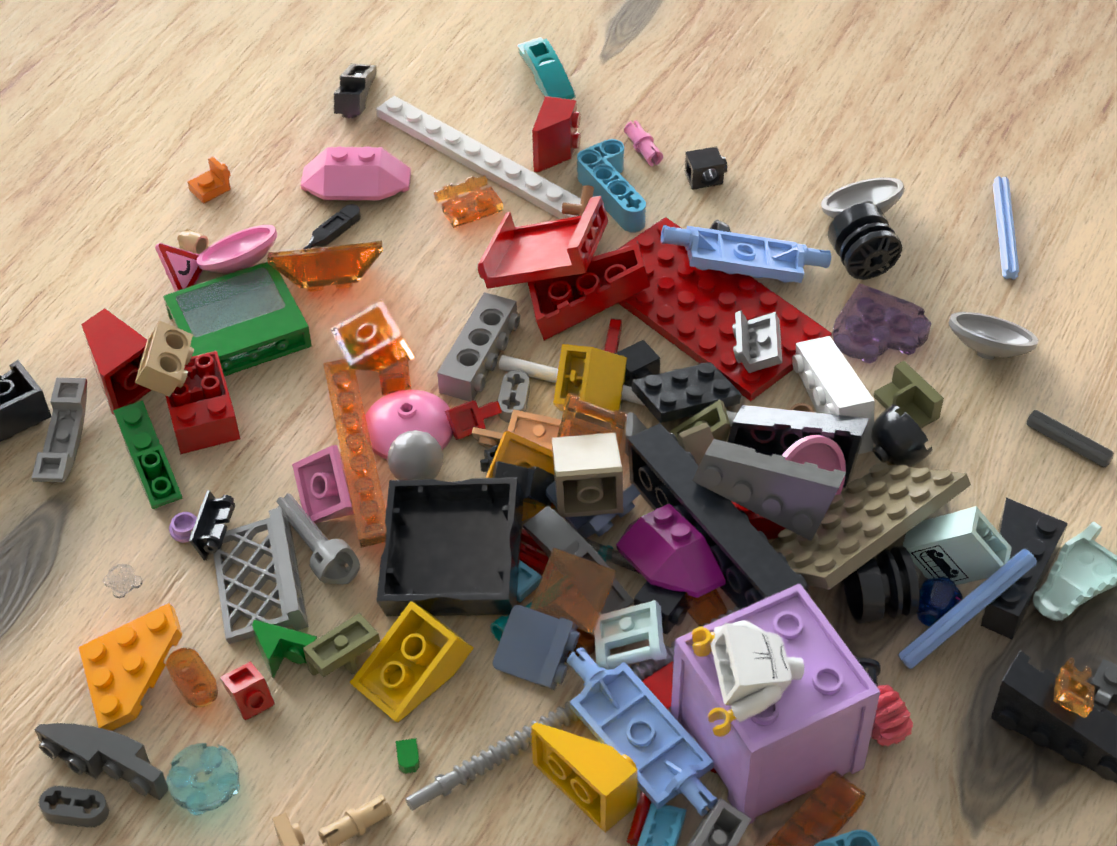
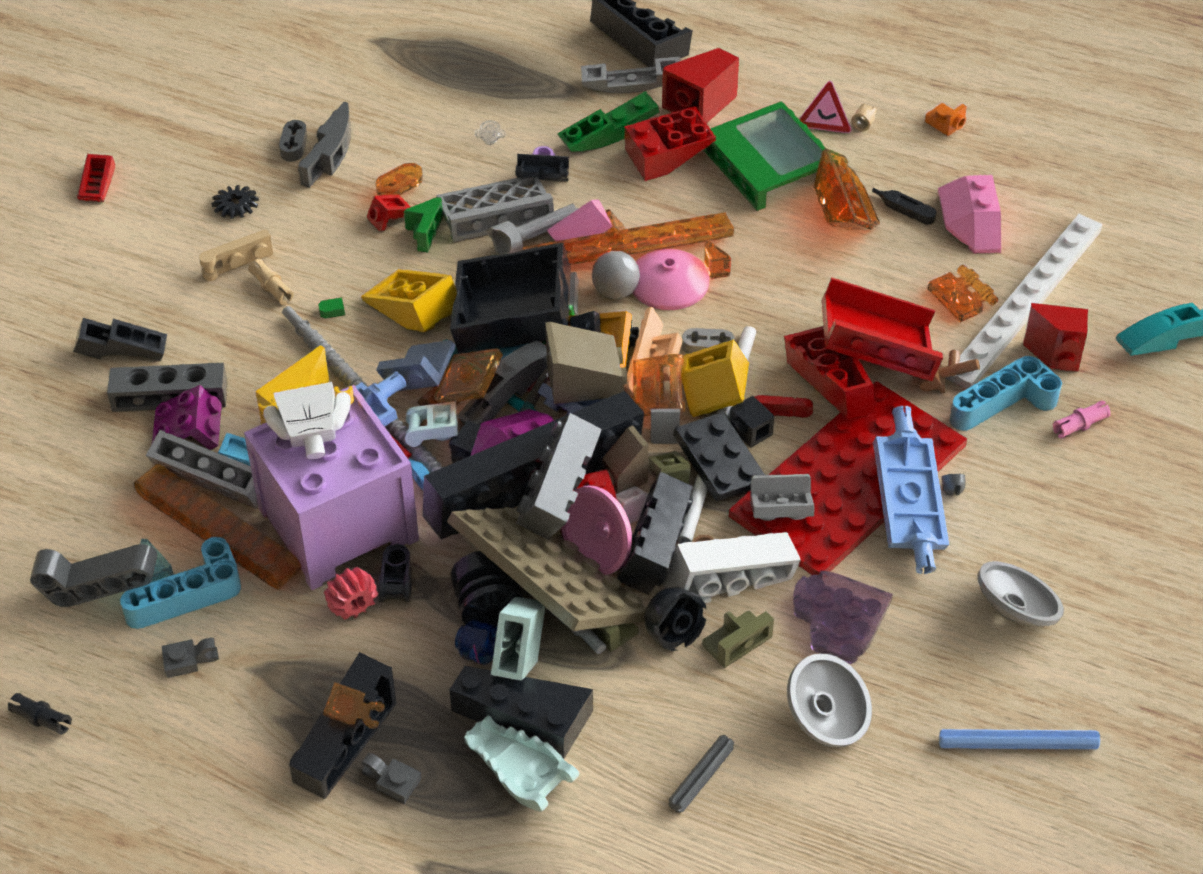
camera: 85 degrees right, 0 degrees up
(127, 663) = (407, 142): light orange plate -> none
(165, 359) = (681, 89): tan brick -> none
(205, 795) = (324, 195): clear light blue plate -> none
(238, 250) = (849, 140): bright pink dish -> none
(340, 646) = (419, 250): olive panel -> none
(353, 90) = (1101, 191): black slope -> none
(372, 339) = (753, 238): clear orange slope -> none
(469, 415) = (672, 311): red plate -> none
(478, 347) = (759, 308): light grey brick -> none
(705, 167) = (1048, 466): black brick -> none
(864, 241) = (946, 590): black wheel -> none
(967, 608) = (459, 651): light blue axle -> none

